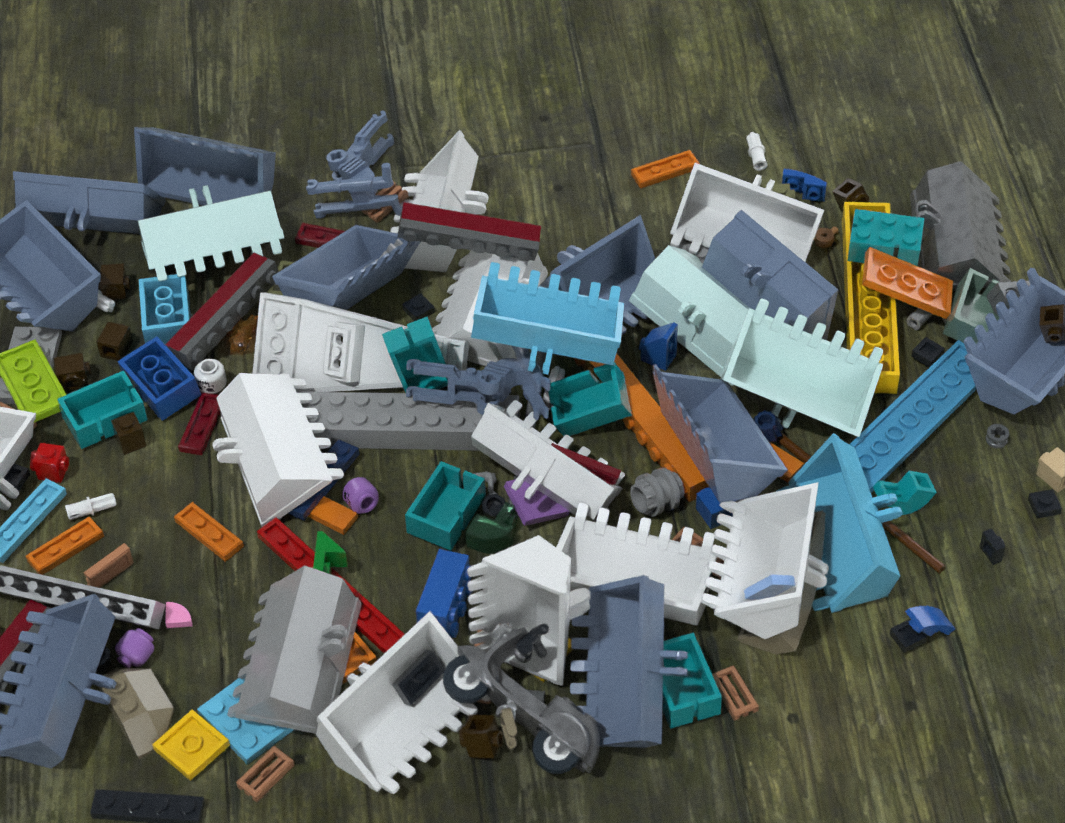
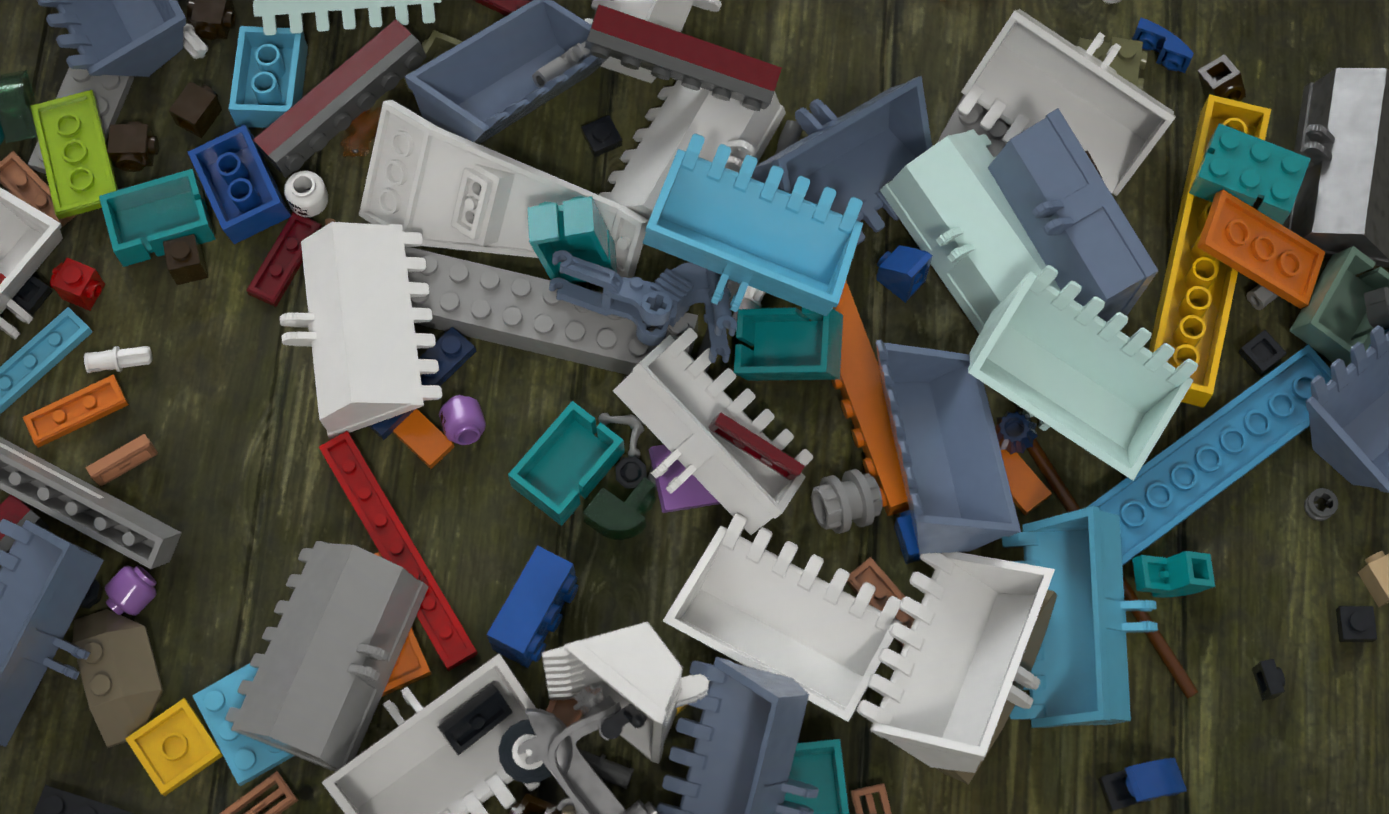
camera: 10 degrees right, 20 degrees up
(177, 616) = (194, 548): bright pink tile -> none
(208, 531) = (260, 428): orange tile -> none
(328, 554) = (393, 508): green slope -> none
(769, 587) = (951, 710): light blue tile -> none
(825, 237) = (1175, 136): medium nougat piece -> none

